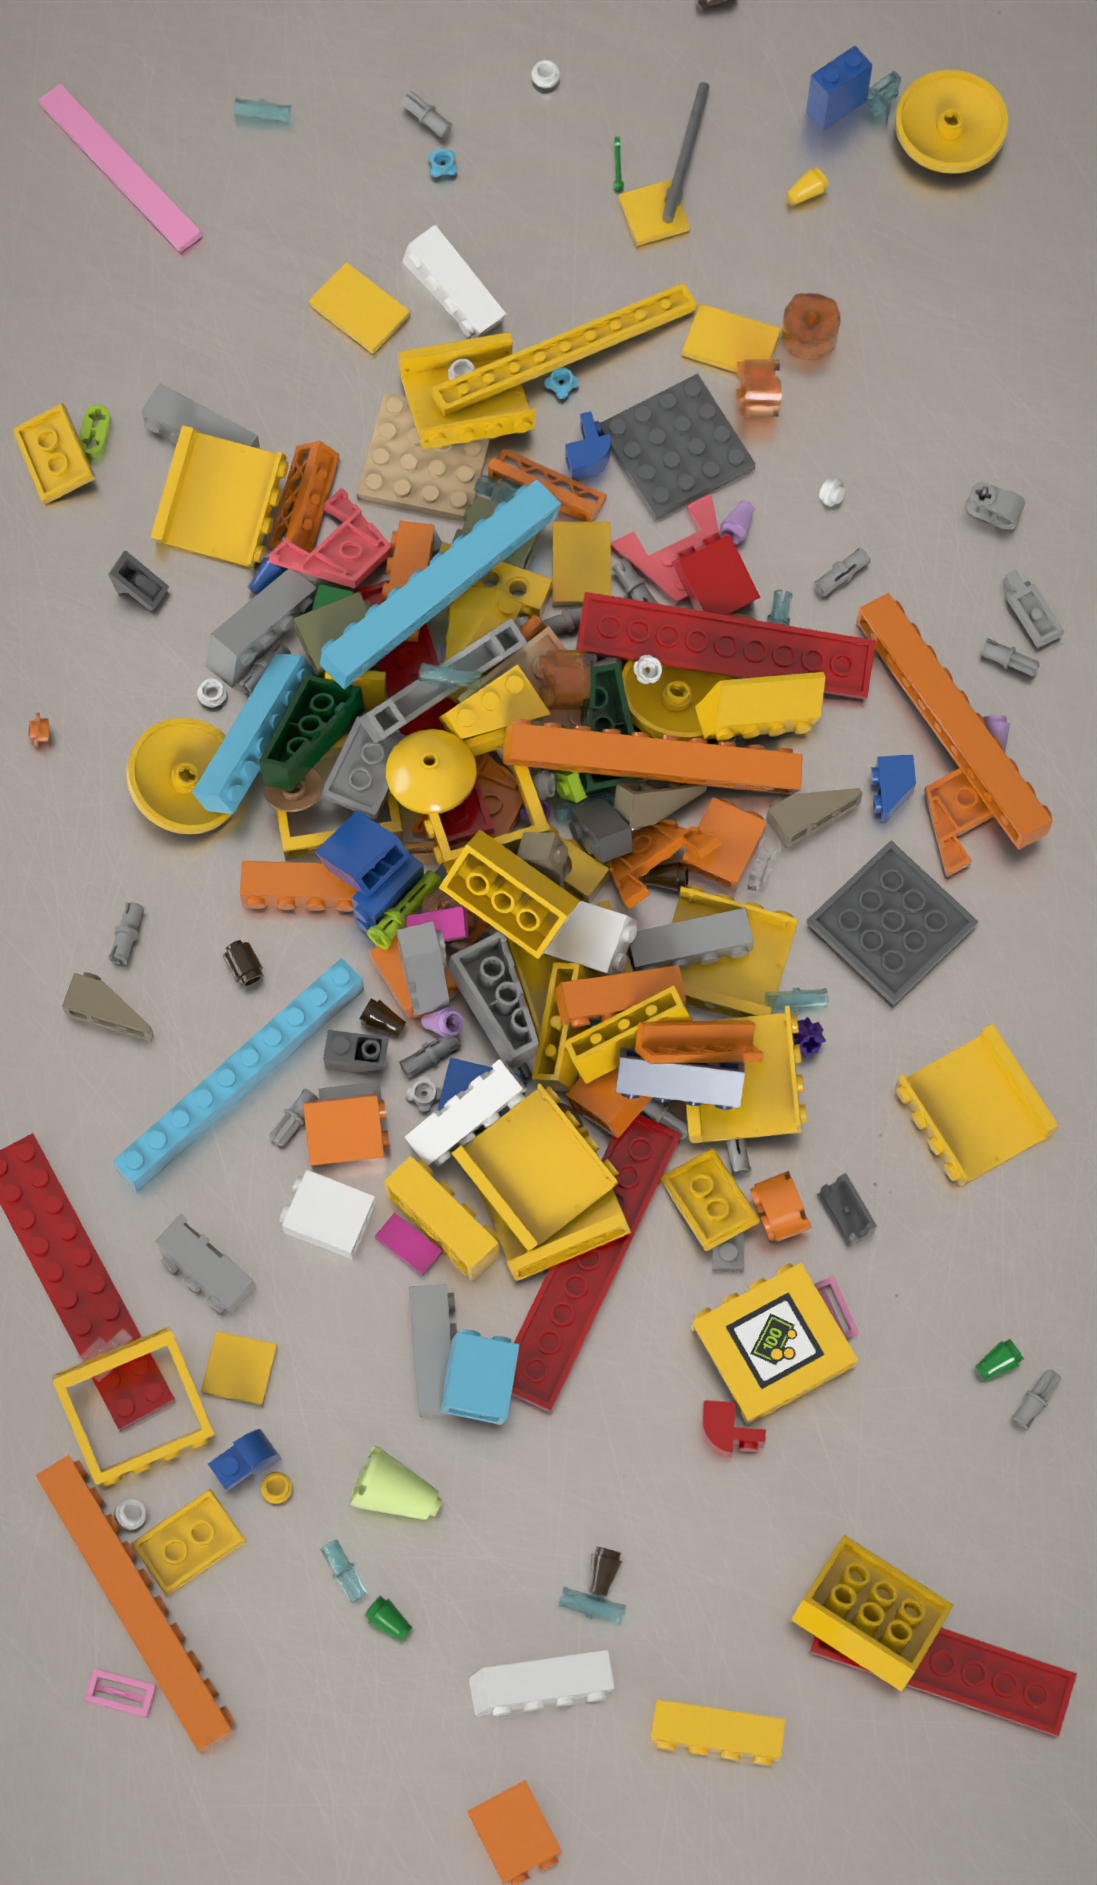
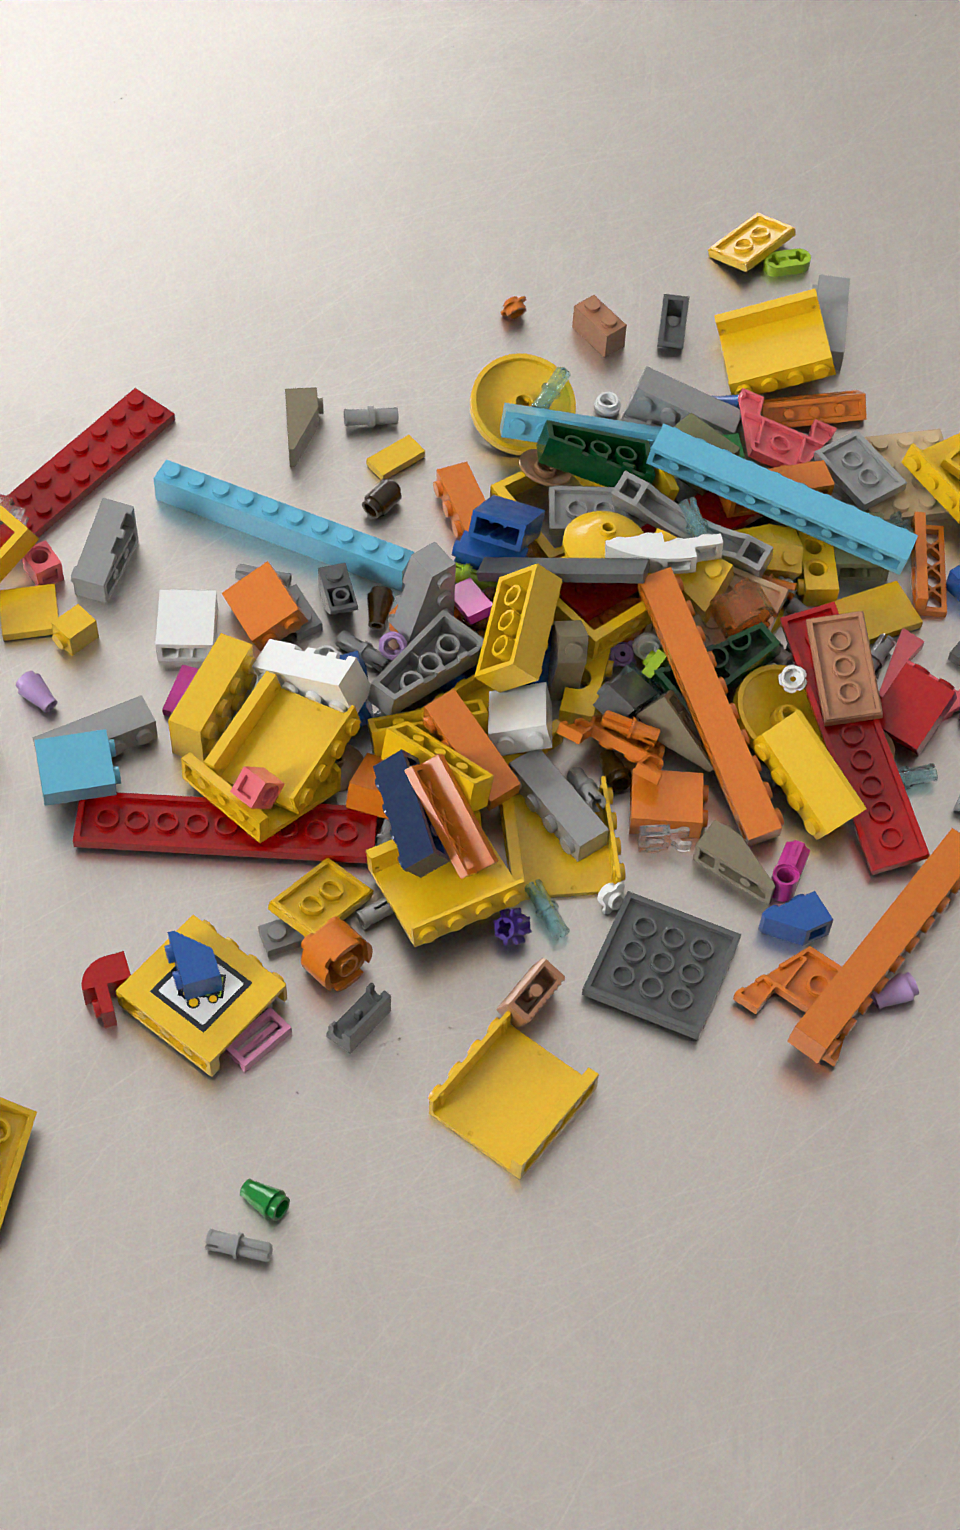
camera: 65 degrees right, 15 degrees down
(106, 655) = (599, 326): none -> nougat brick
(190, 740) = (552, 388): none -> clear light blue axle
(190, 929) = (395, 457): none -> yellow tile
(197, 1324) = (43, 565): none -> coral brick
(288, 1329) = (74, 630): none -> yellow brick
(349, 1391) = (35, 690): none -> lavender cone
(416, 492) = (860, 470): none -> light grey plate
(459, 823) = (570, 569): none -> dark grey tile
(484, 731) = (678, 553): none -> white slope
(587, 1210) = (257, 787): none -> coral brick
(643, 839) = (630, 727): none -> orange axle
(661, 619) = (844, 668): none -> nougat tile
(683, 909) = (586, 788): none -> light grey pin
(760, 1337) = (195, 966): none -> blue slope
(806, 936) = (611, 897): none -> white plate
(836, 766) = (789, 870): none -> dark pink piece
(886, 1048) = (531, 993): none -> nougat brick

